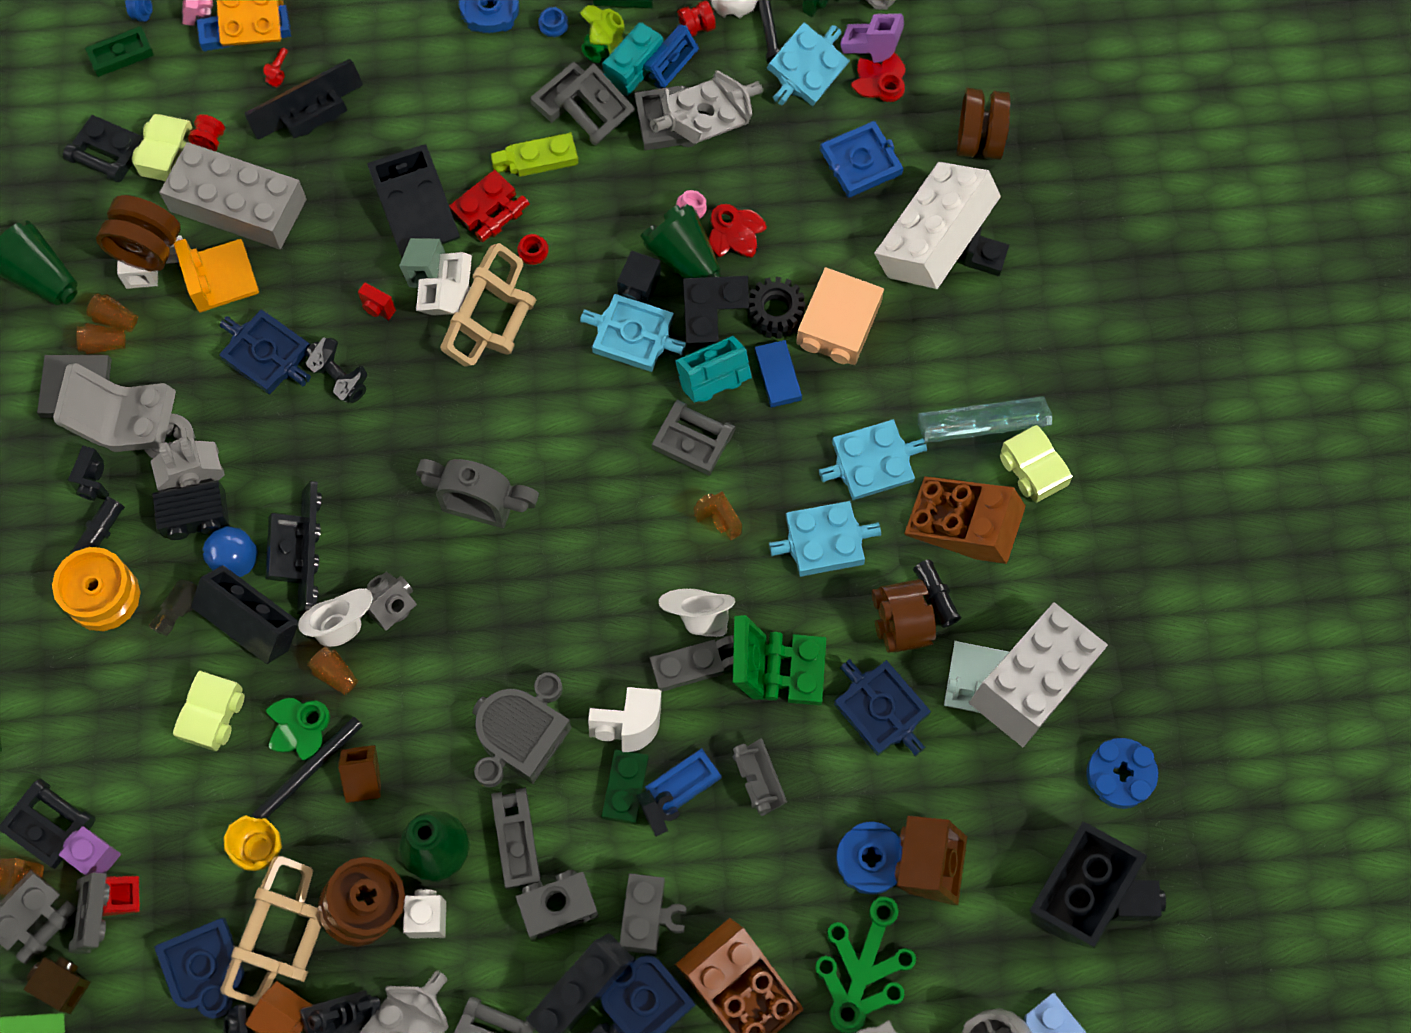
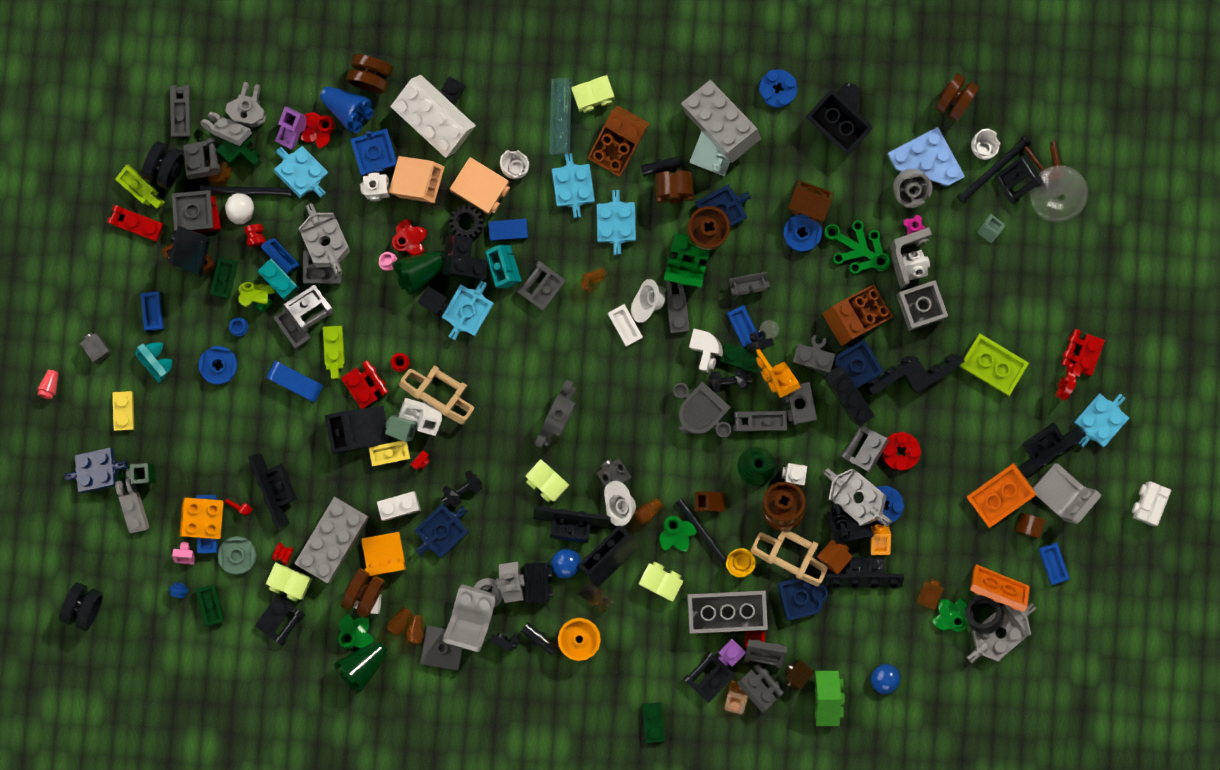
camera: 80 degrees left, 15 degrees up
(89, 259) = (357, 630): none -> green plate
(160, 833) = (727, 612): none -> light grey brick
(201, 77) = (237, 555): none -> sand green tile
(297, 280) = (398, 506): none -> white brick
(364, 497) = (547, 481): none -> yellowish green brick
(383, 255) = (389, 453): none -> light yellow plate
(478, 107) = (294, 381): none -> blue beam
(588, 789) = (741, 378): none -> black piece
(593, 854) = (780, 376): none -> light orange bracket
(650, 582) = (625, 325): none -> white tile
(685, 829) = (770, 328): none -> clear tile
(806, 166) = (375, 186): none -> white brick
(811, 259) = (440, 198): none -> clear smoke bracket
(829, 216) = (416, 179): none -> light nougat brick
(848, 662) = (710, 217): none -> reddish brown wheel
(887, 360) = (514, 164): none -> white hair
(921, 110) = (348, 107): none -> blue cone

